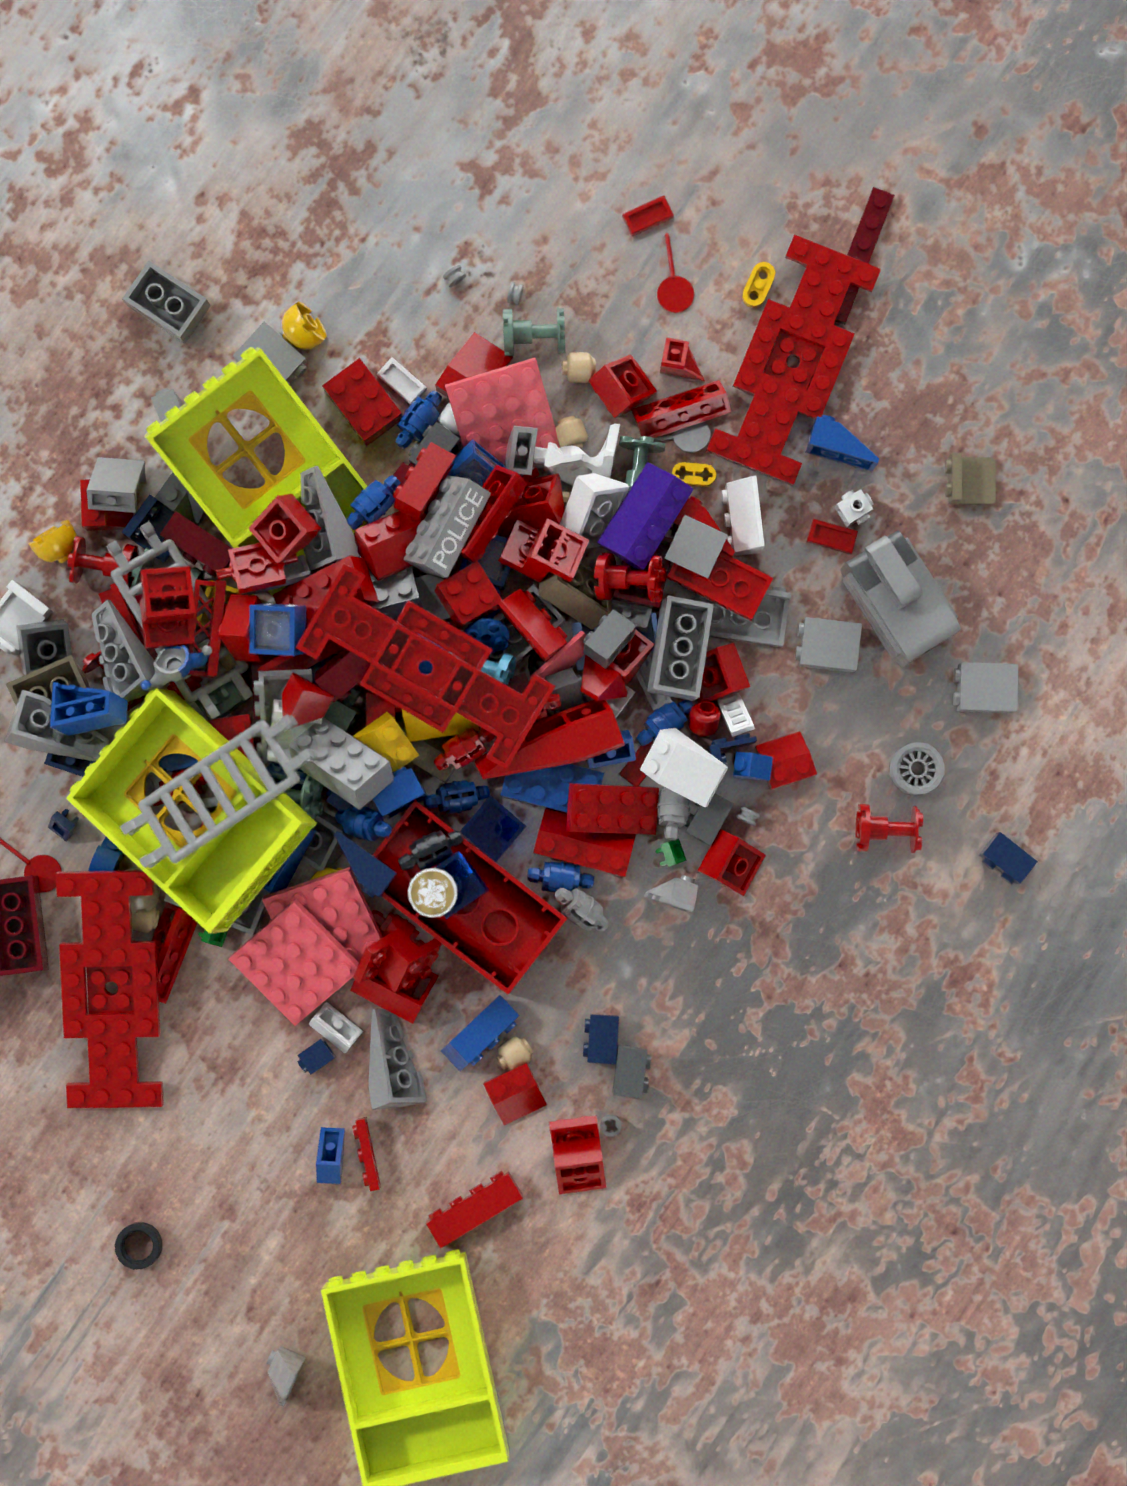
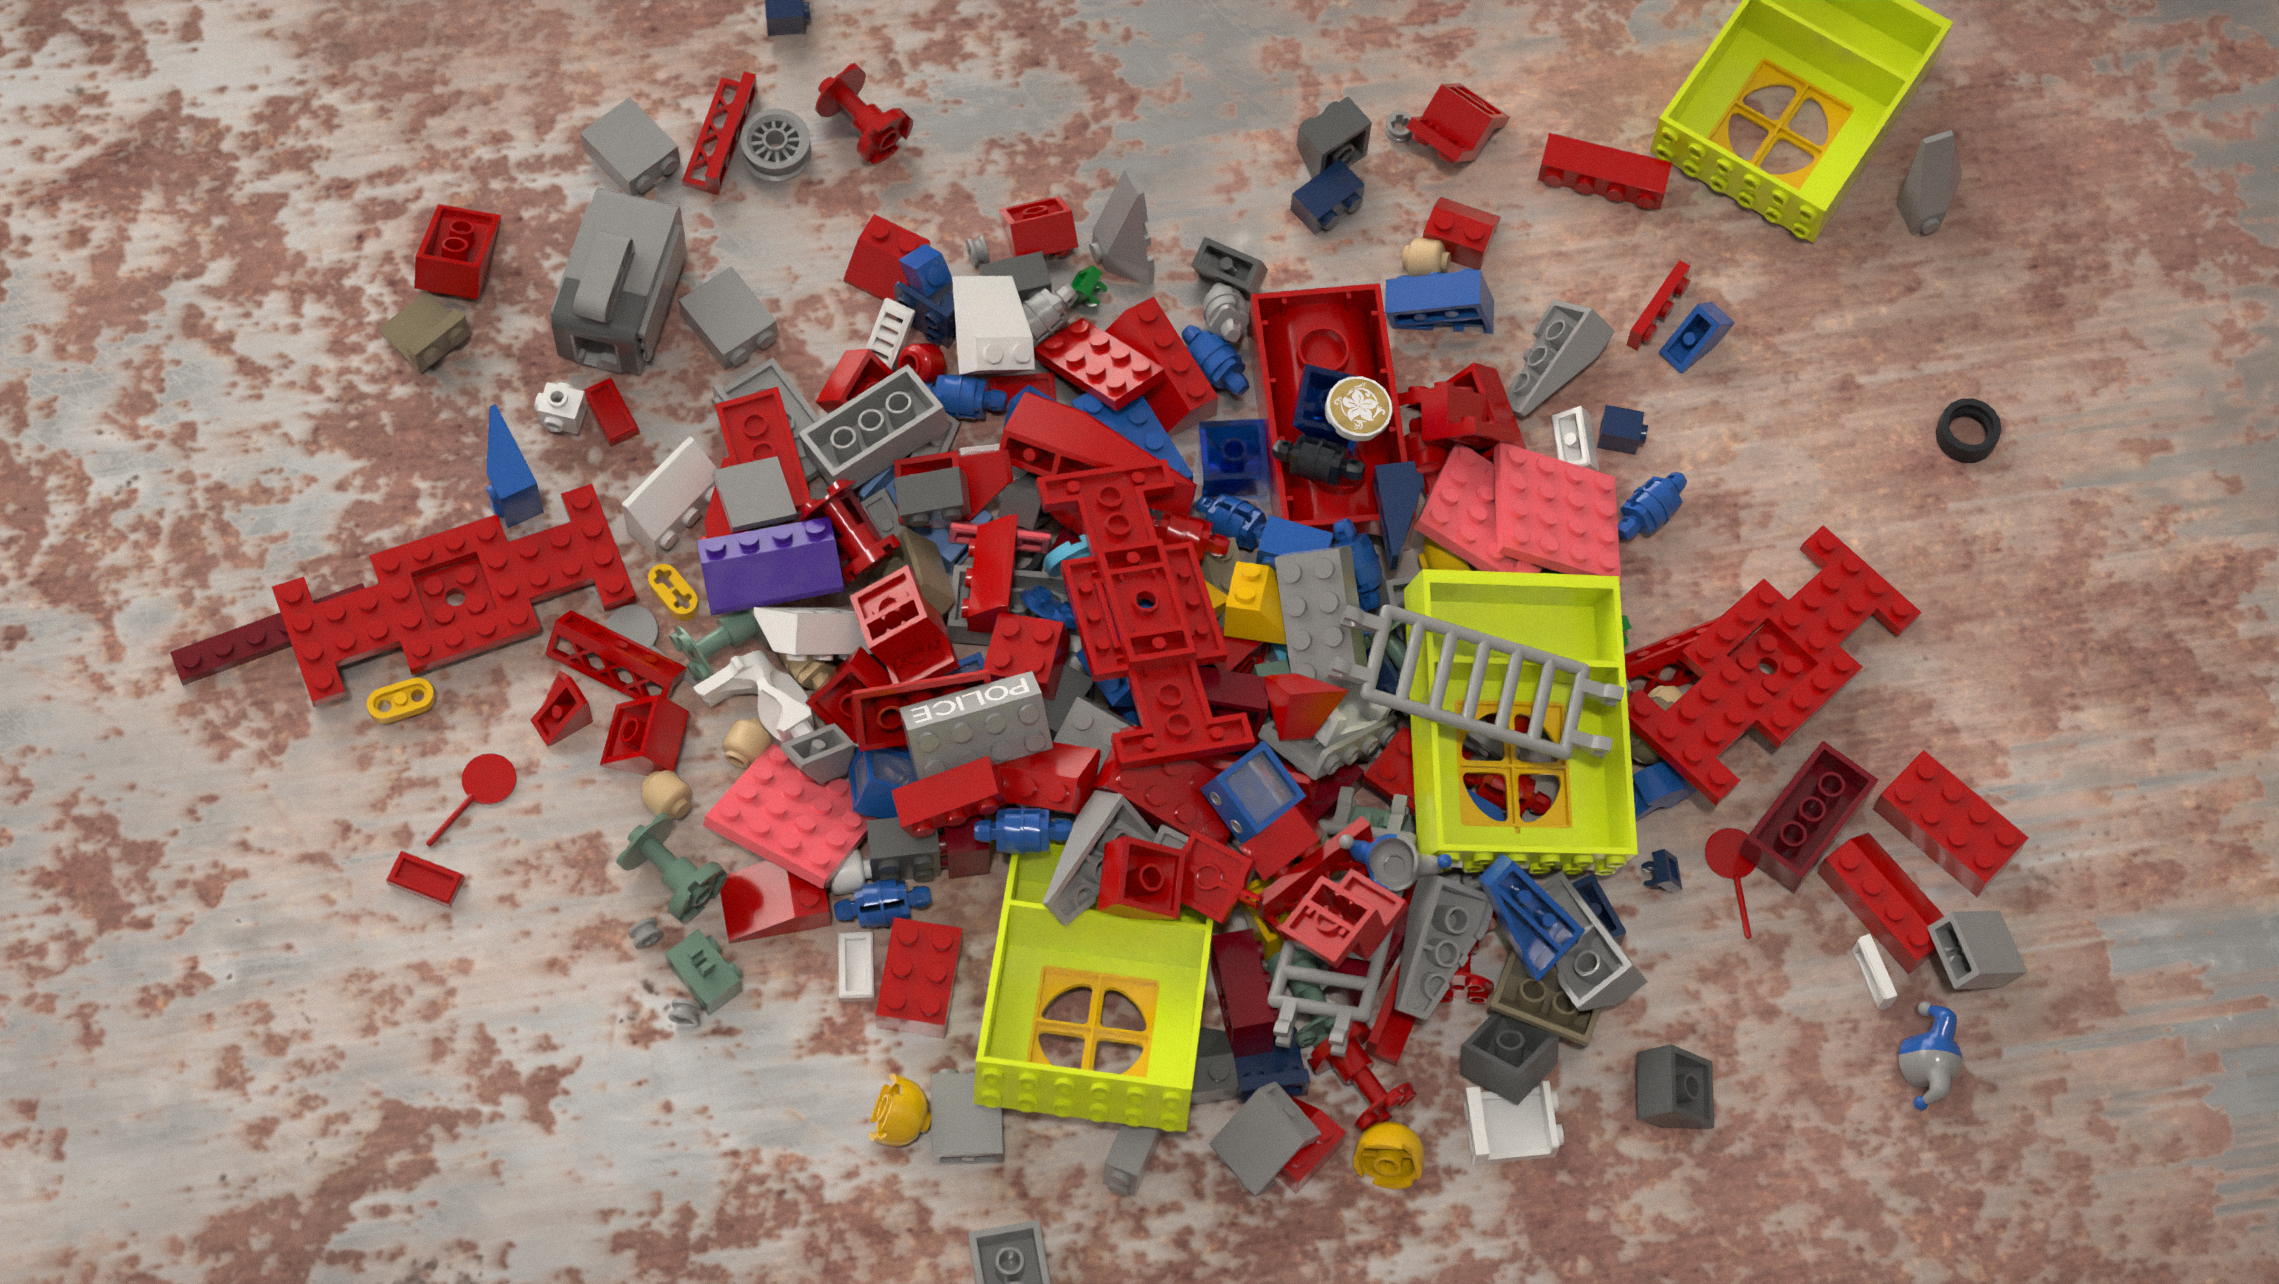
camera: 140 degrees left, 20 degrees down
(258, 1025) = (1651, 505): none -> blue piece
(466, 303) = (704, 971): none -> sand green brick
(607, 938) = (1229, 267): none -> dark grey brick
(946, 750) = (727, 137): none -> red fence
(1006, 539) = (456, 252): none -> red slope

